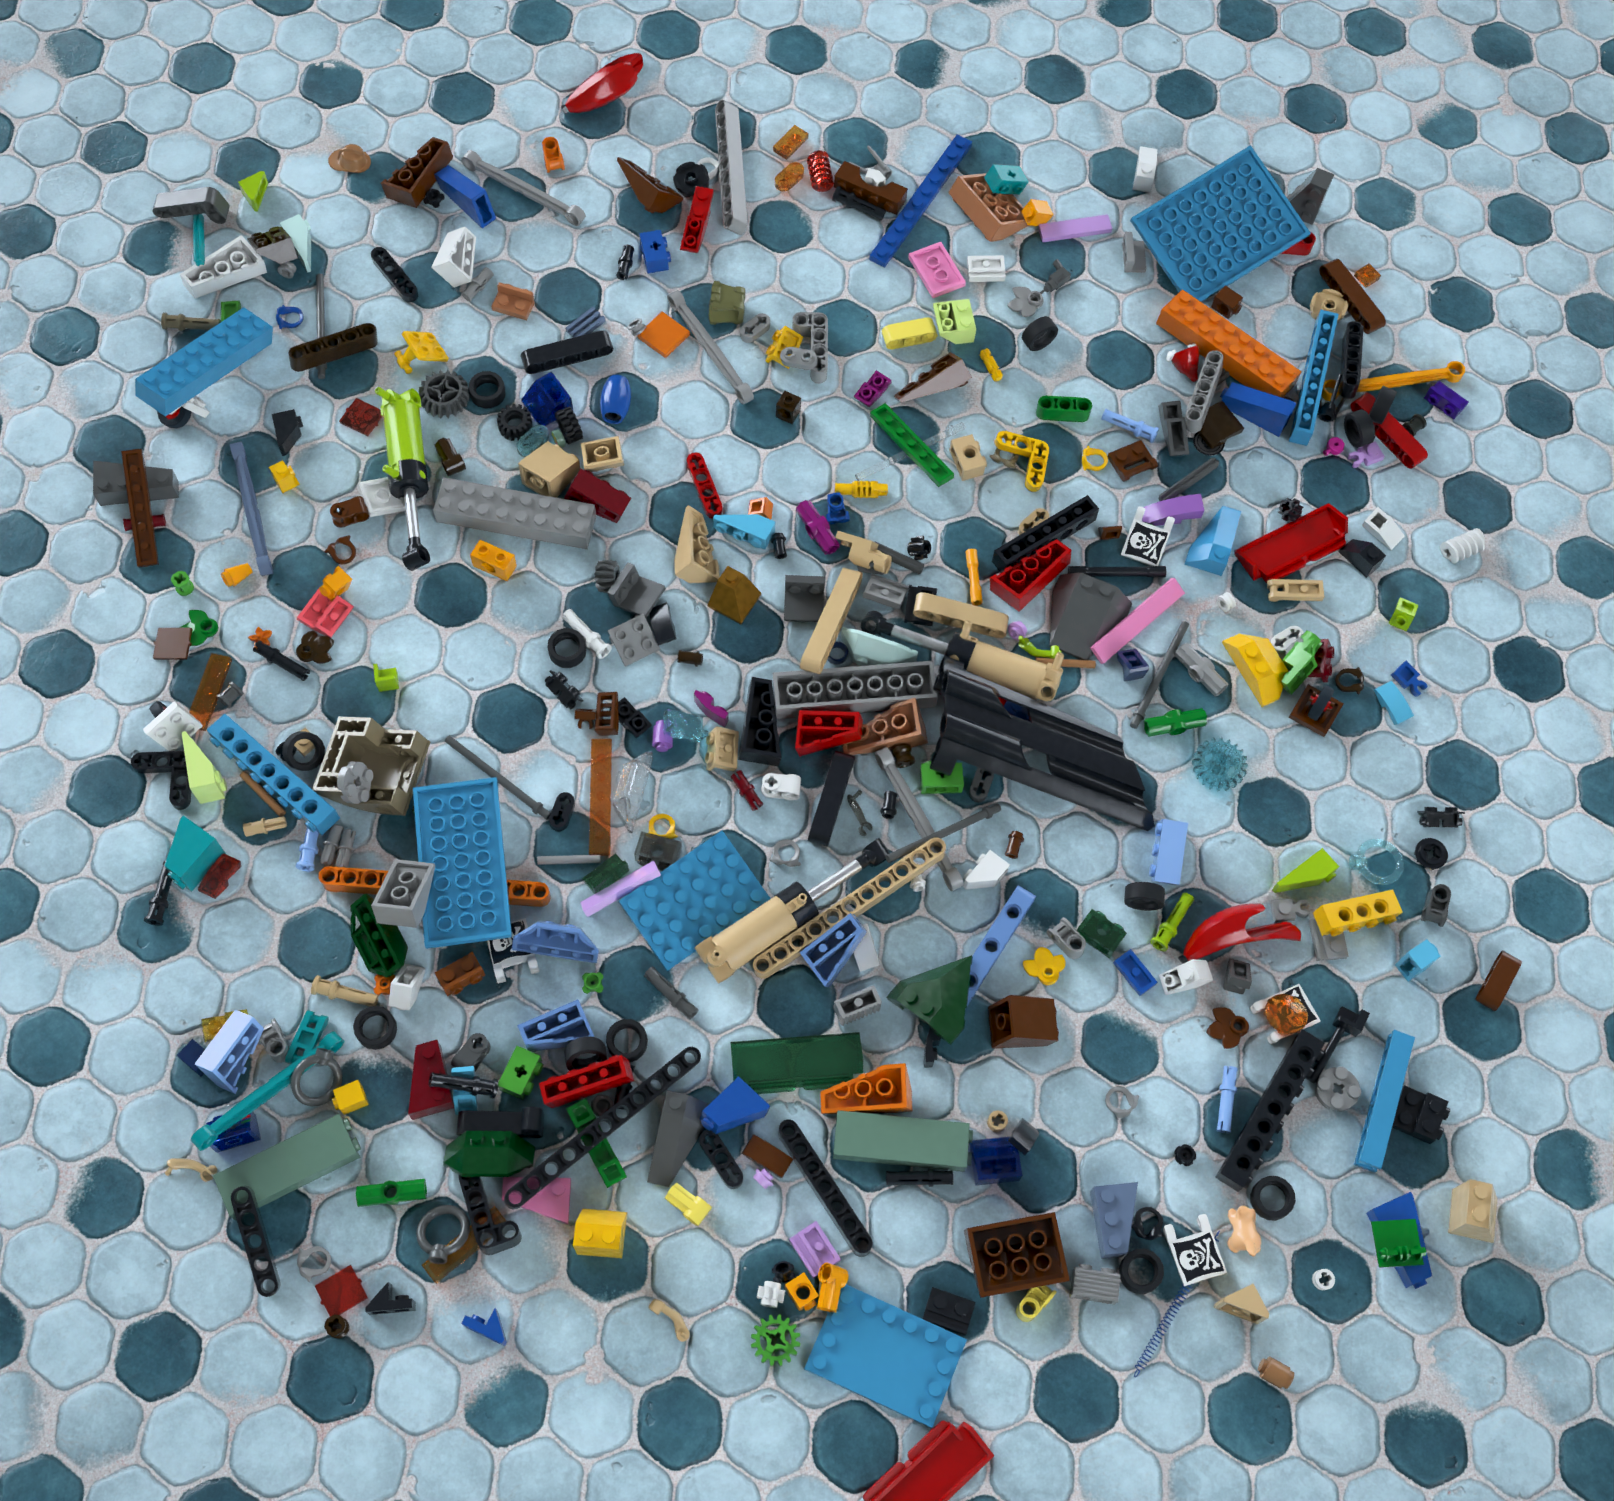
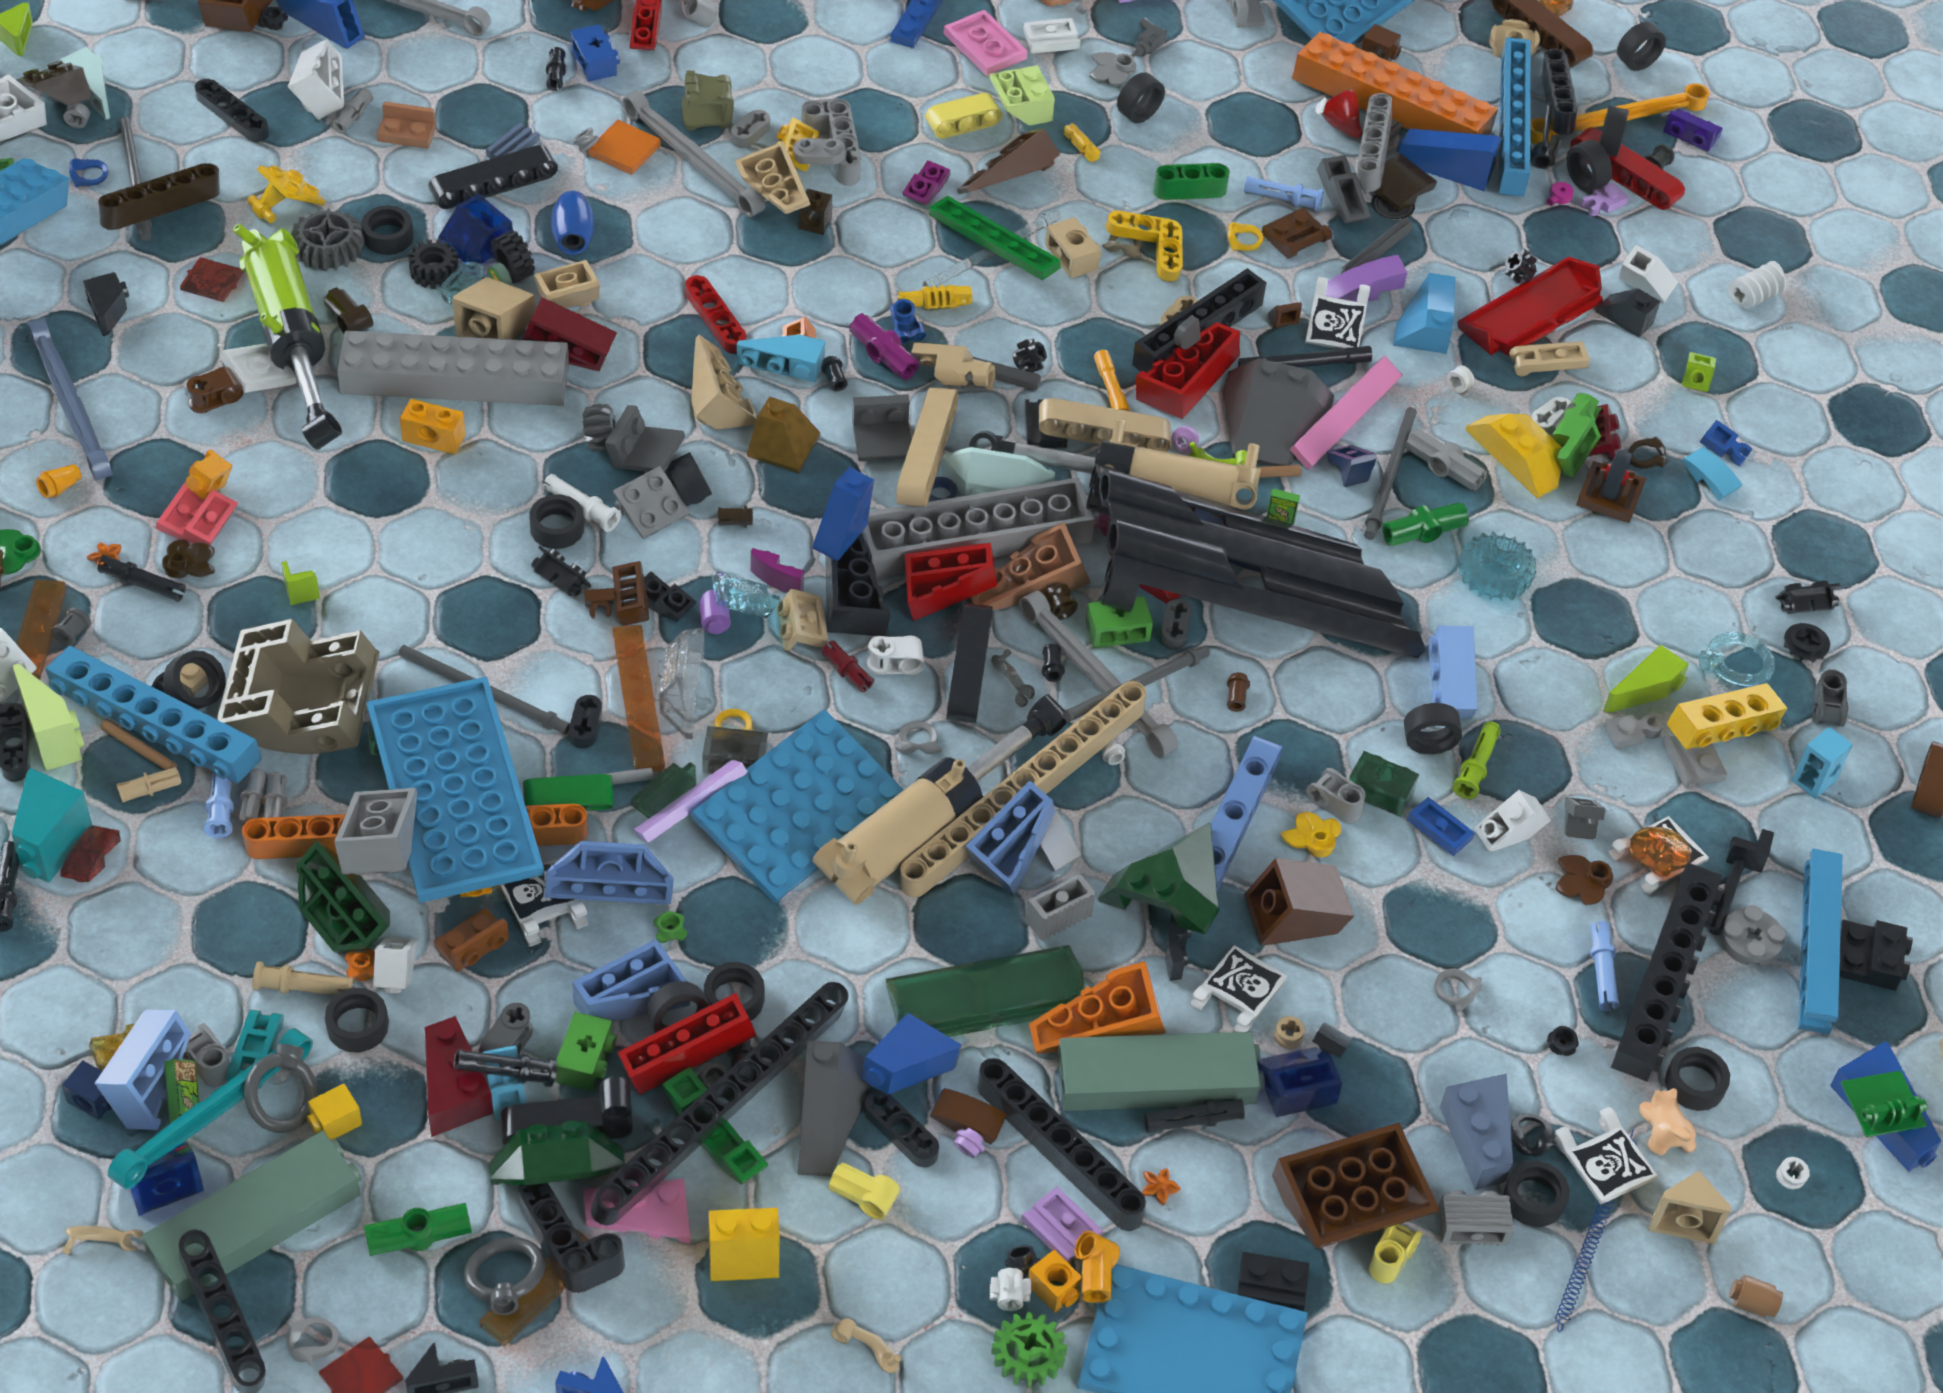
camera: 10 degrees left, 15 degrees down
(253, 1070) = (181, 1086): none -> tile
(284, 476) = (110, 355): yellow brick -> none
(345, 541) = (212, 424): reddish brown piece -> none
(360, 790) = (281, 700): light grey plate -> none
(540, 871) = (590, 791): none -> green beam
(677, 999) = (797, 932): dark grey pin -> none
(759, 681) = (844, 514): none -> blue slope
(763, 379) = (774, 177): none -> tan wedge
(885, 591) = (993, 412): light grey plate -> none
(886, 1226) = (1160, 1185): none -> orange plant
(972, 1078) = (1241, 983): none -> flag
(987, 873) = (1207, 728): white slope -> none
(1032, 549) = (1187, 333): none -> dark grey tile
(1072, 704) = (1283, 506): none -> tile
(1228, 929) = (1561, 752): red piece -> none
(1422, 324) = (1634, 39): none -> black tyre

